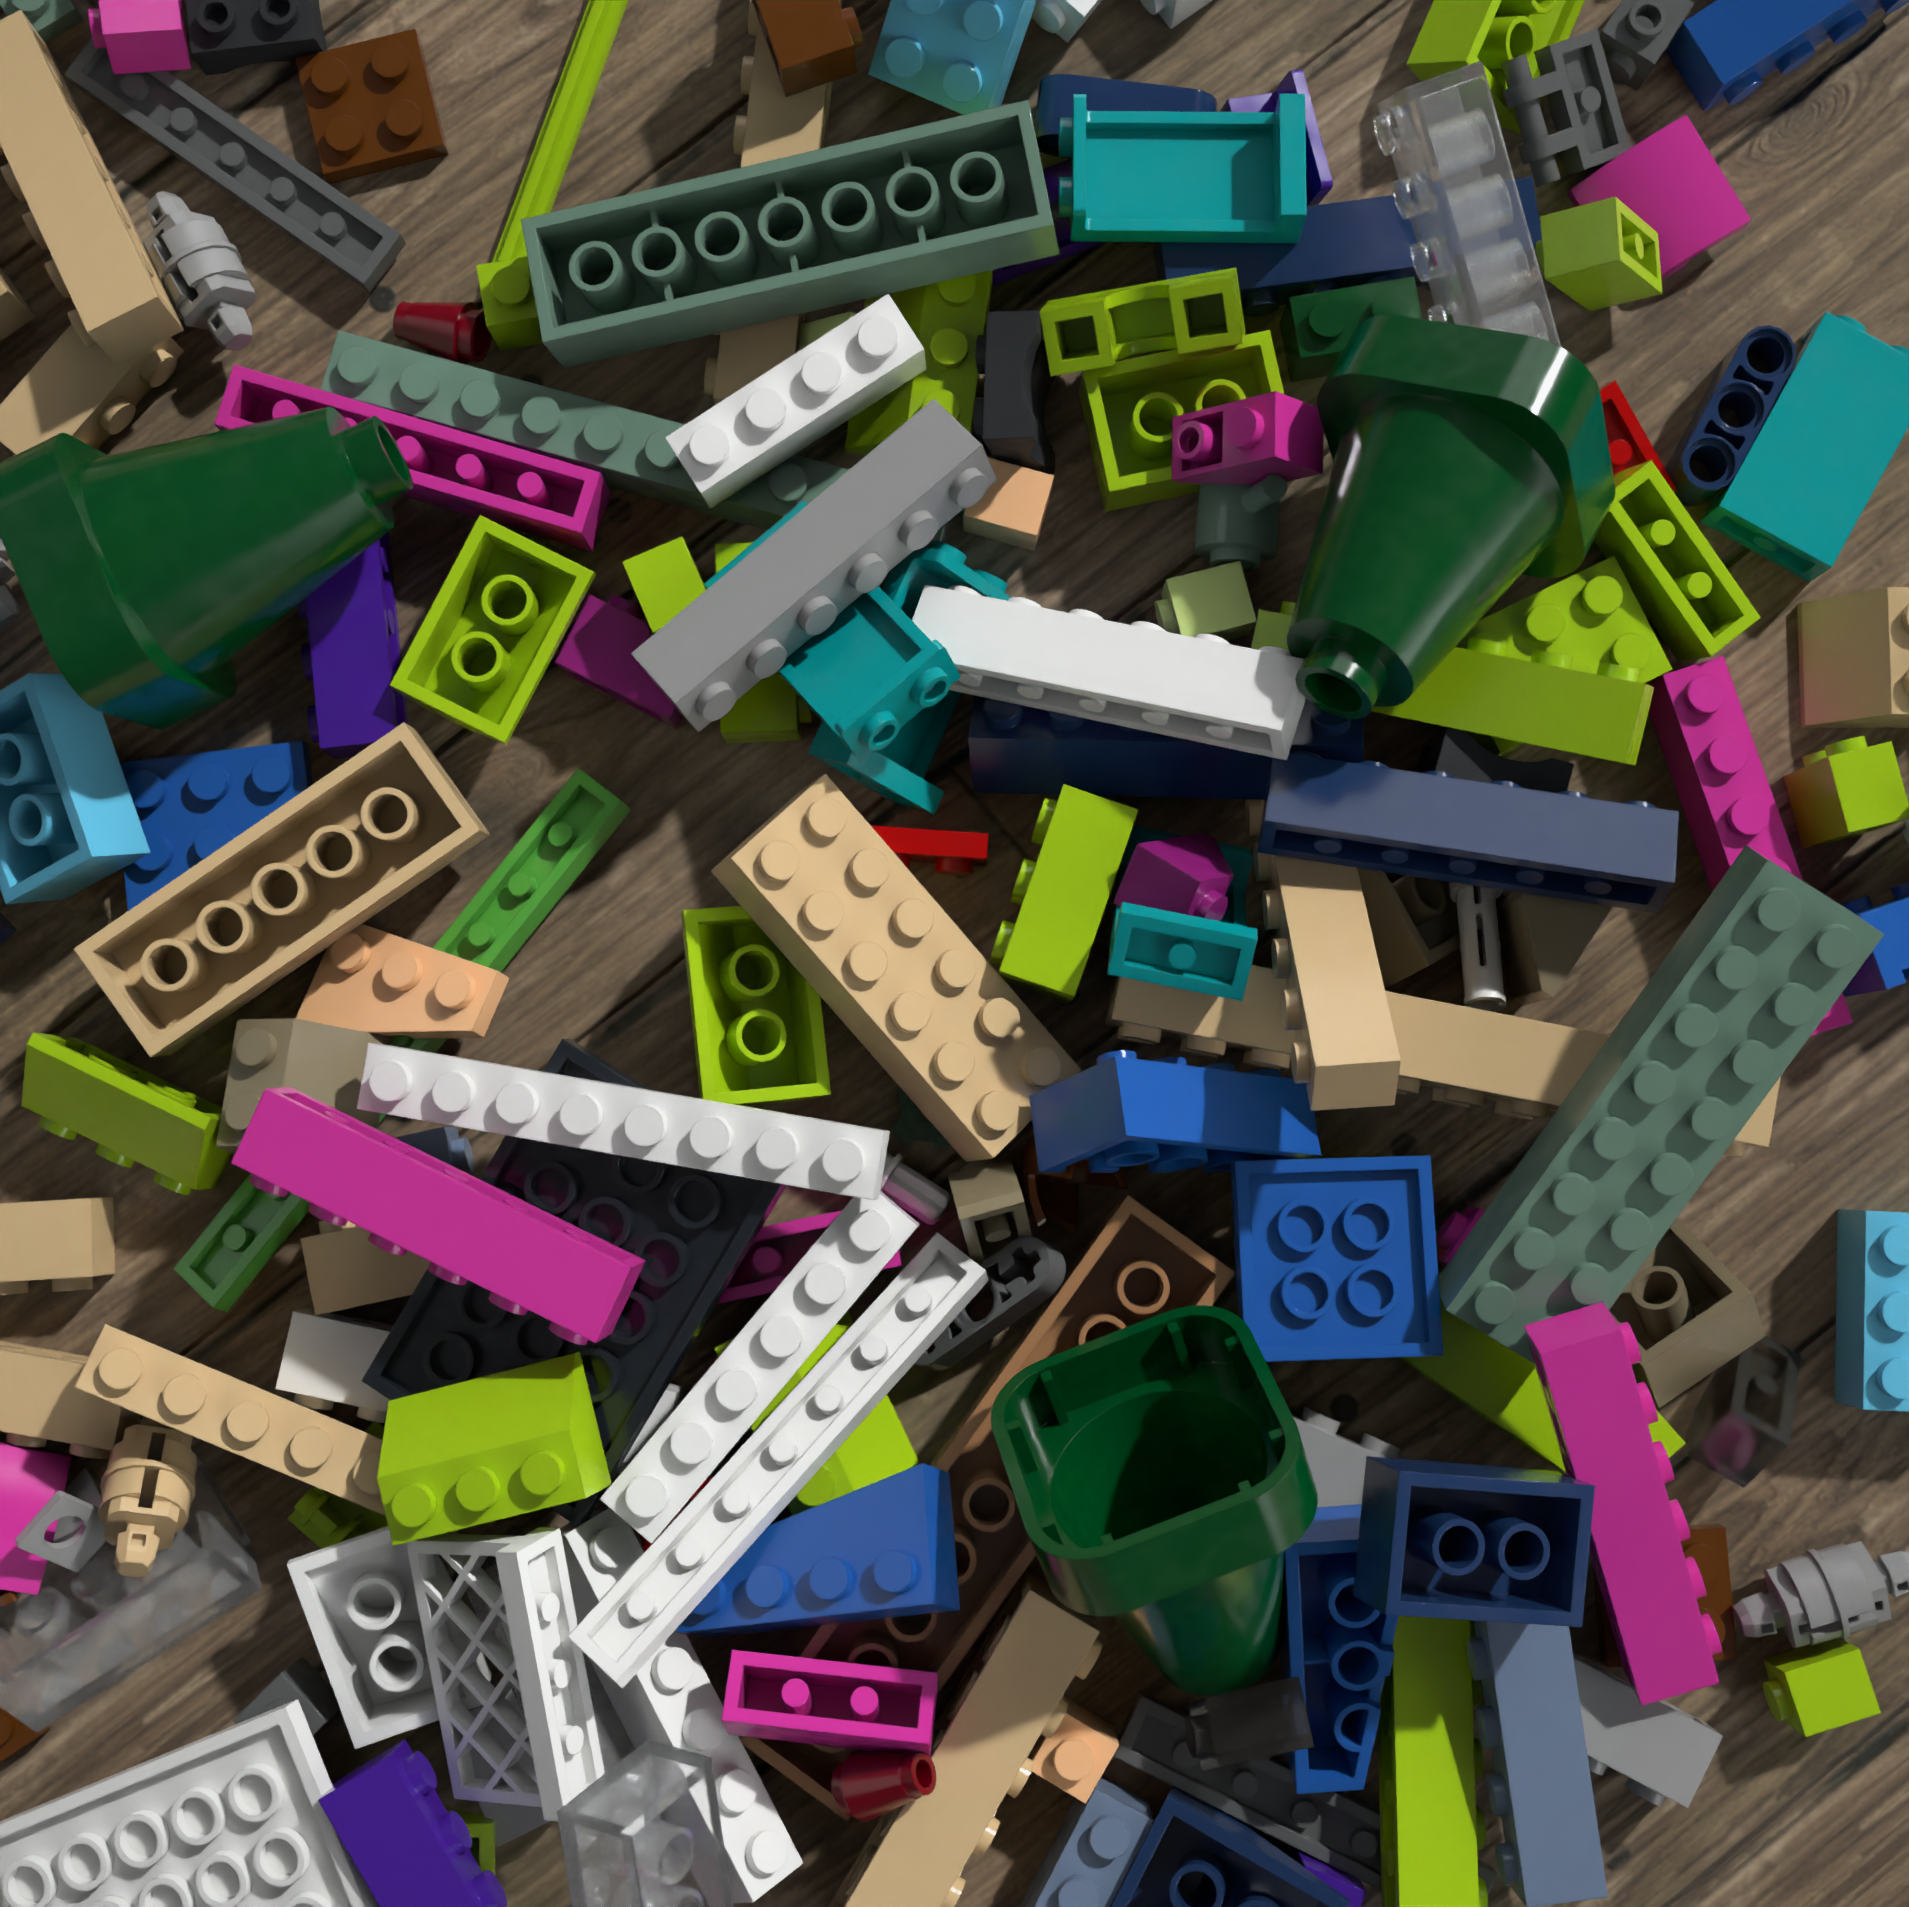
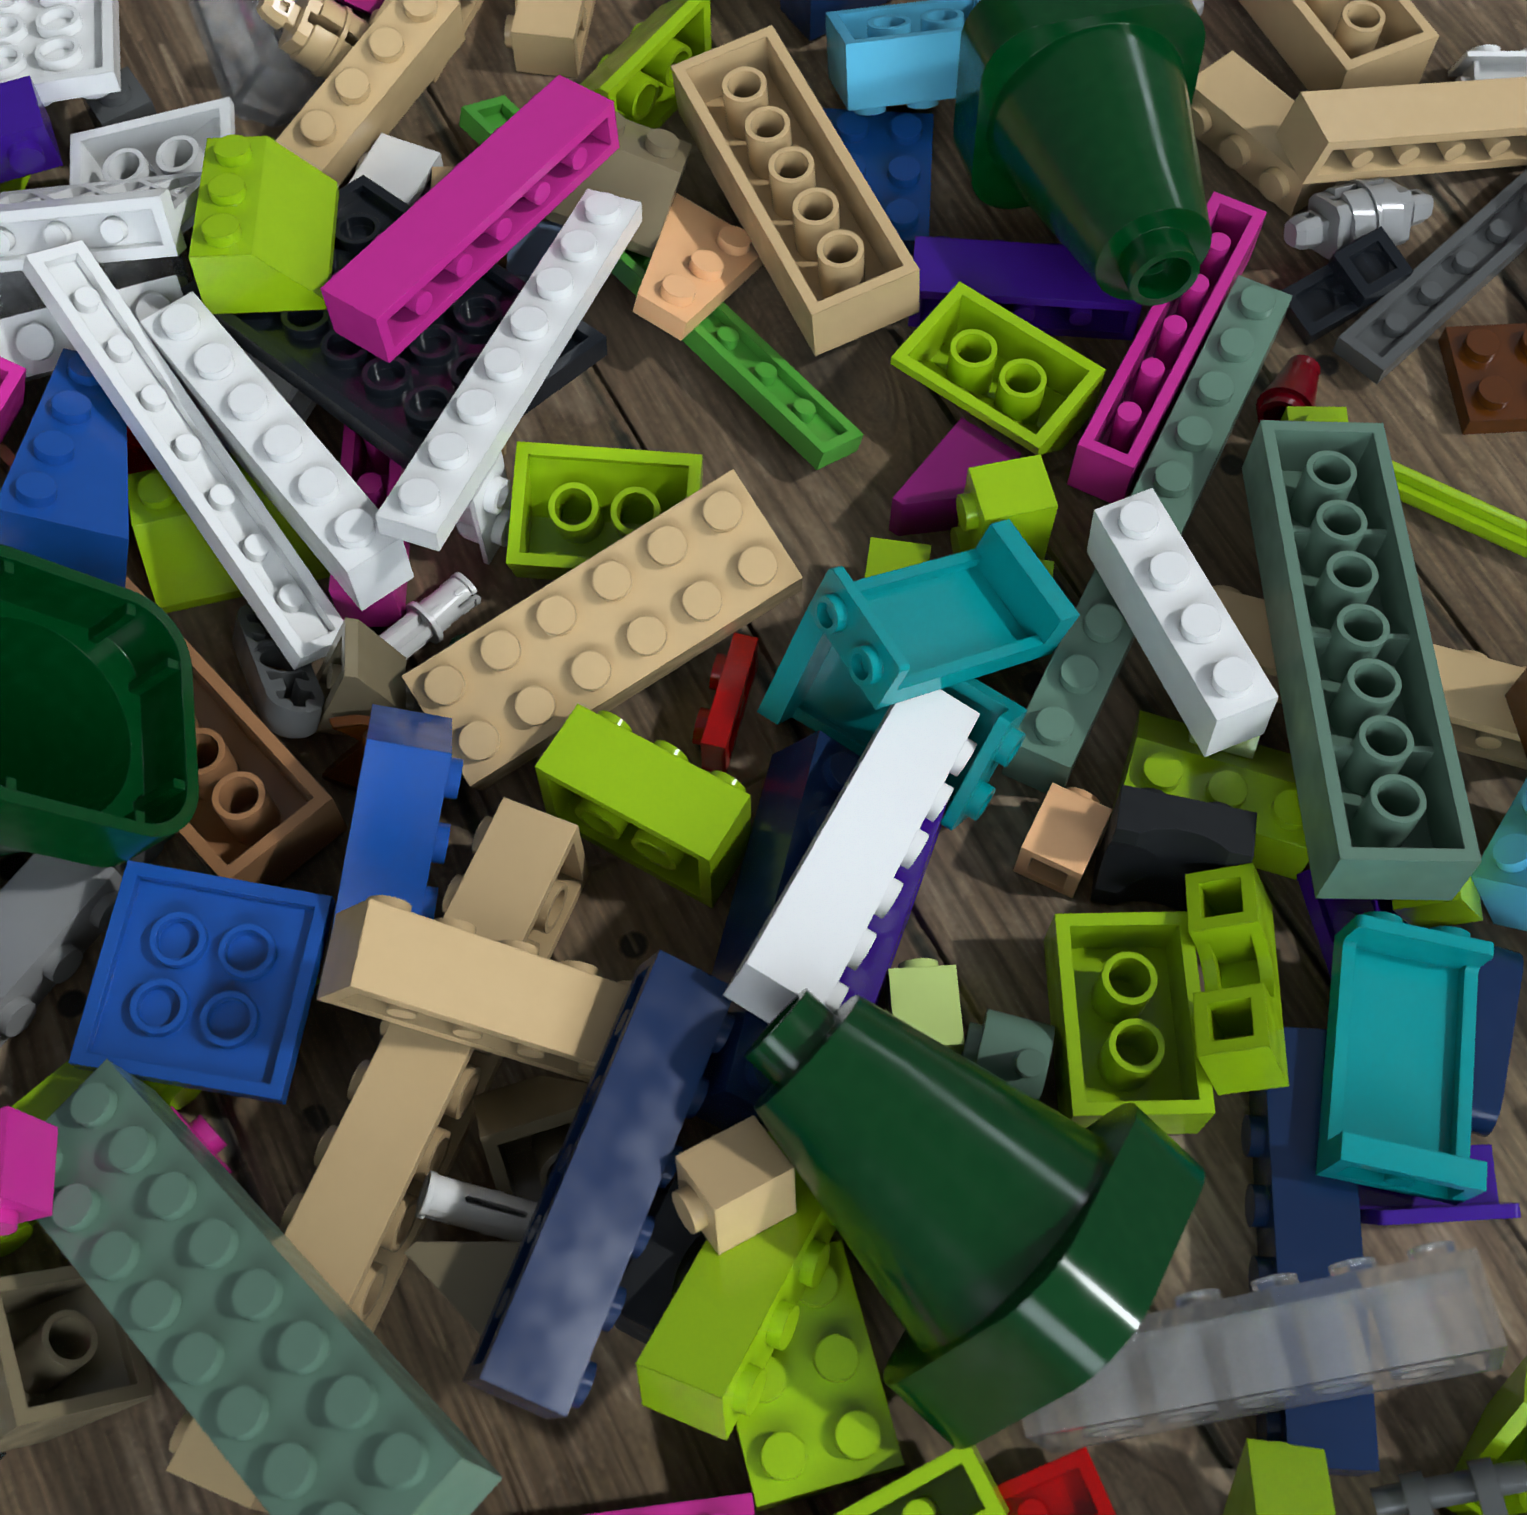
camera: 100 degrees right, 20 degrees down
(294, 281) = (1346, 285): none -> black slope
(816, 565) = (1014, 611): light grey brick -> none
(1178, 876) = (625, 885): magenta slope -> none
(1180, 947) = (582, 879): teal panel -> none
(1248, 441) = (1086, 1047): dark pink slope -> none
(1321, 323) = (1223, 1232): dark green brick -> none
(1453, 718) = (734, 1185): none -> tan brick

